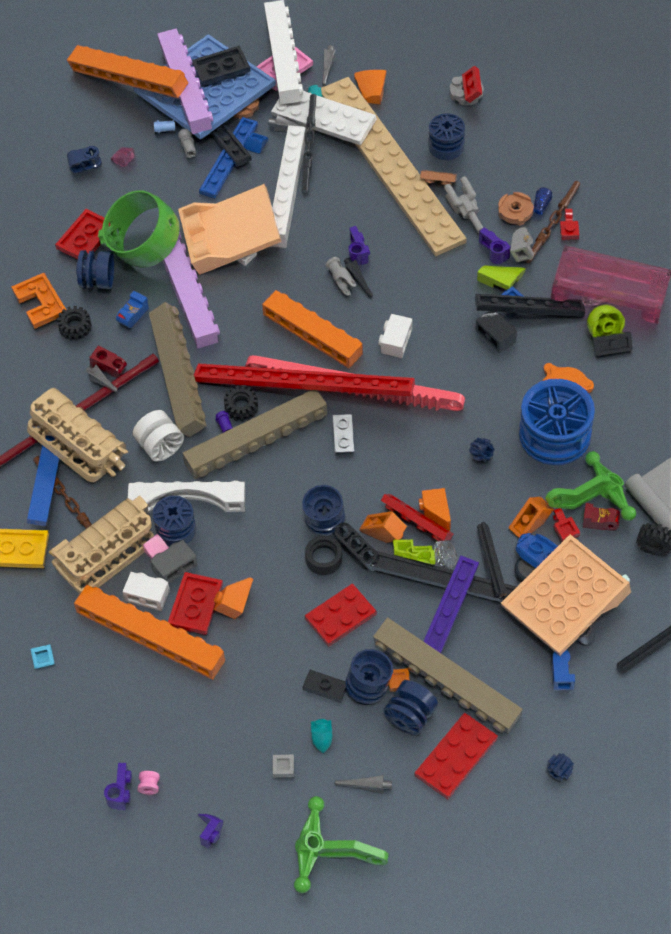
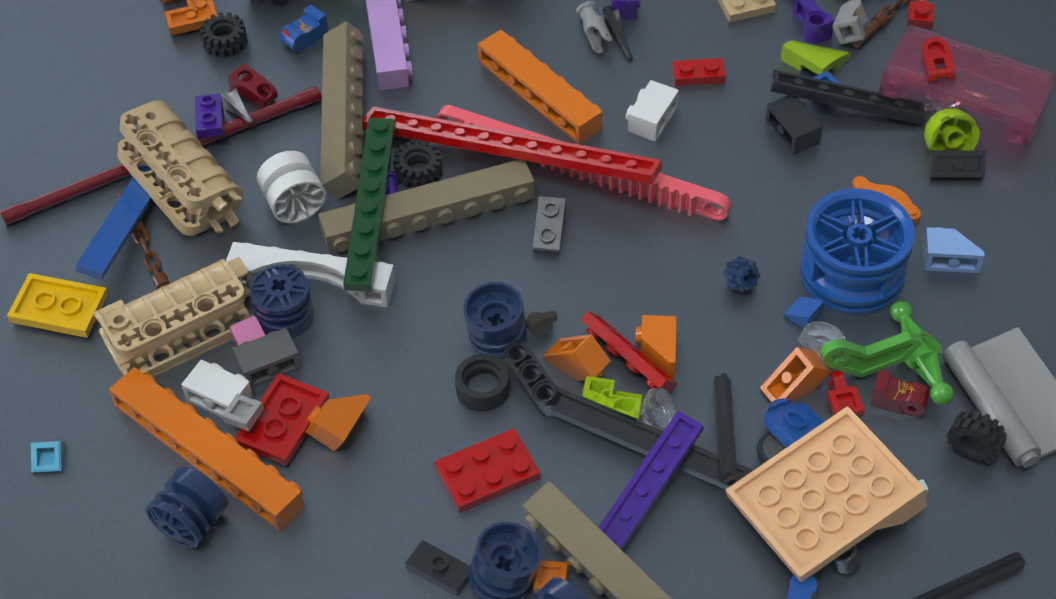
camera: 10 degrees right, 5 degrees down
(83, 389) = (209, 115): none -> dark purple plate
(151, 674) = (187, 507): none -> dark blue wheel
(169, 604) = (242, 412): none -> light grey plate
(217, 440) = (369, 205): none -> dark green plate
(353, 506) = (541, 323): none -> clear smoke plate
(421, 299) = (698, 72): none -> red plate
(528, 468) = (805, 311): none -> blue slope
(541, 485) = (818, 334): none -> clear piece
(585, 266) = (935, 52): none -> red plate
(617, 410) = (950, 252): none -> light blue slope

